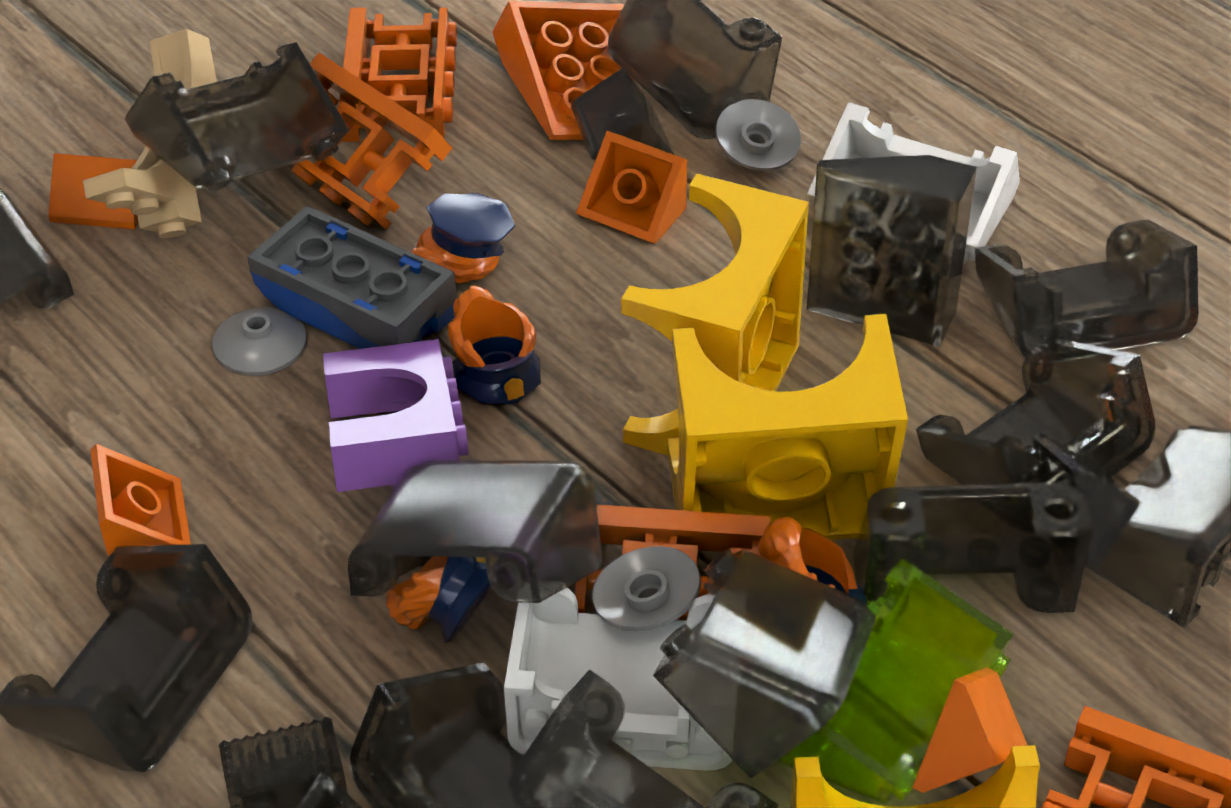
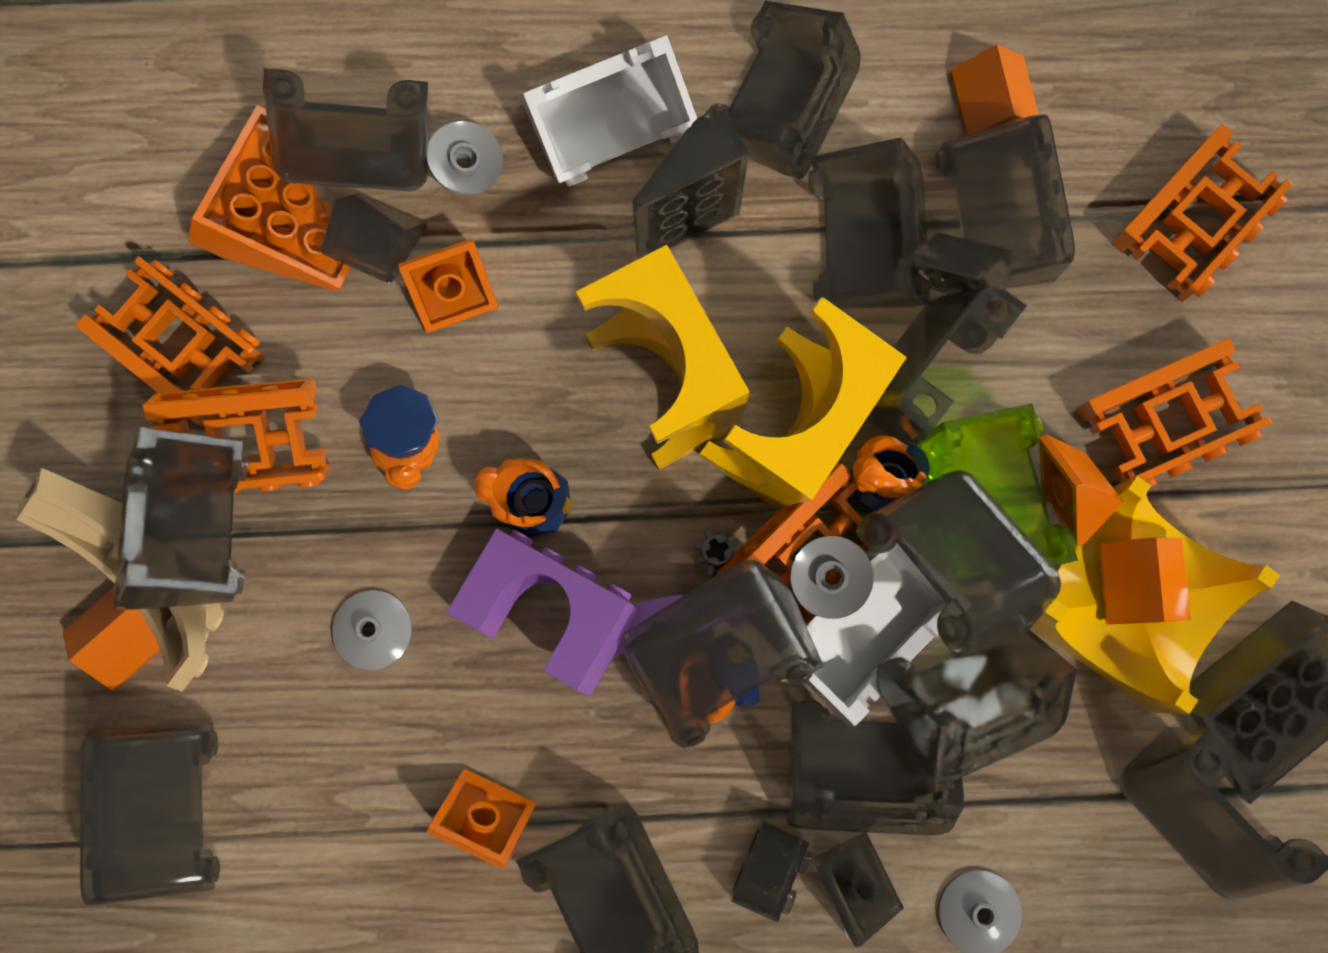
camera: 50 degrees left, 35 degrees up
(352, 282) = (388, 542): dark grey piece -> none

